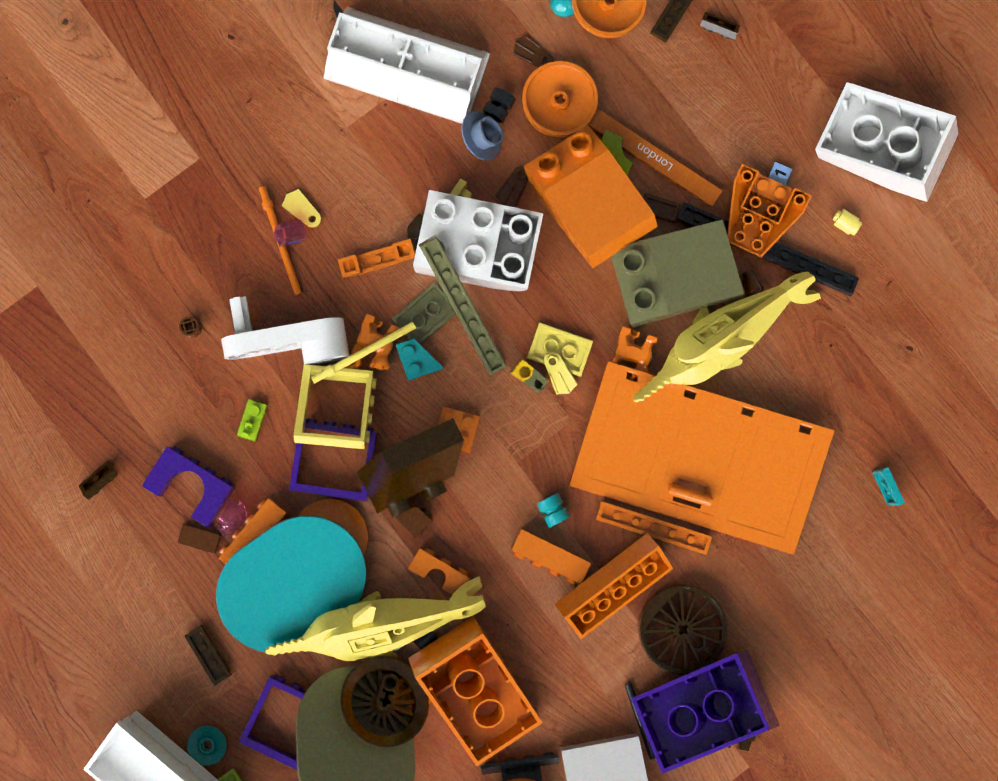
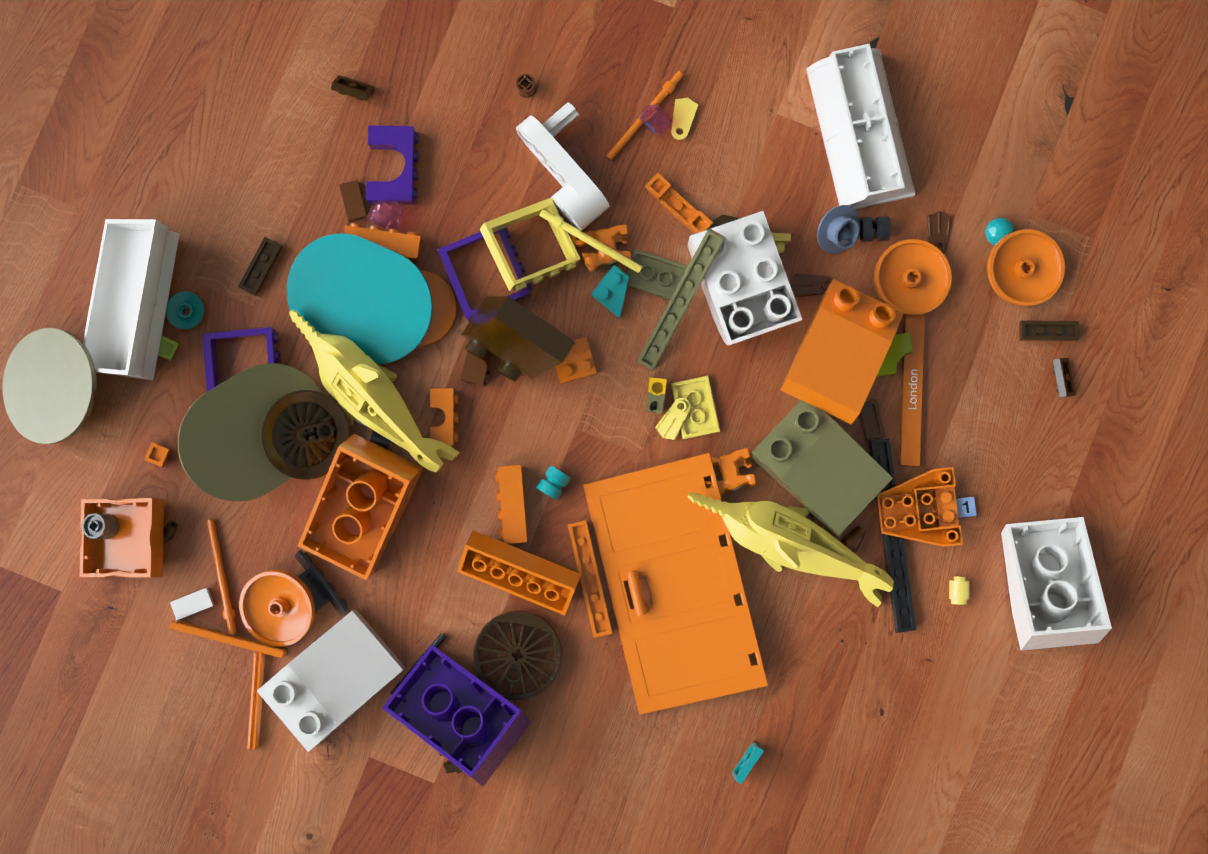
camera: 65 degrees right, 0 degrees up
(252, 420) = (478, 184): lime plate -> none

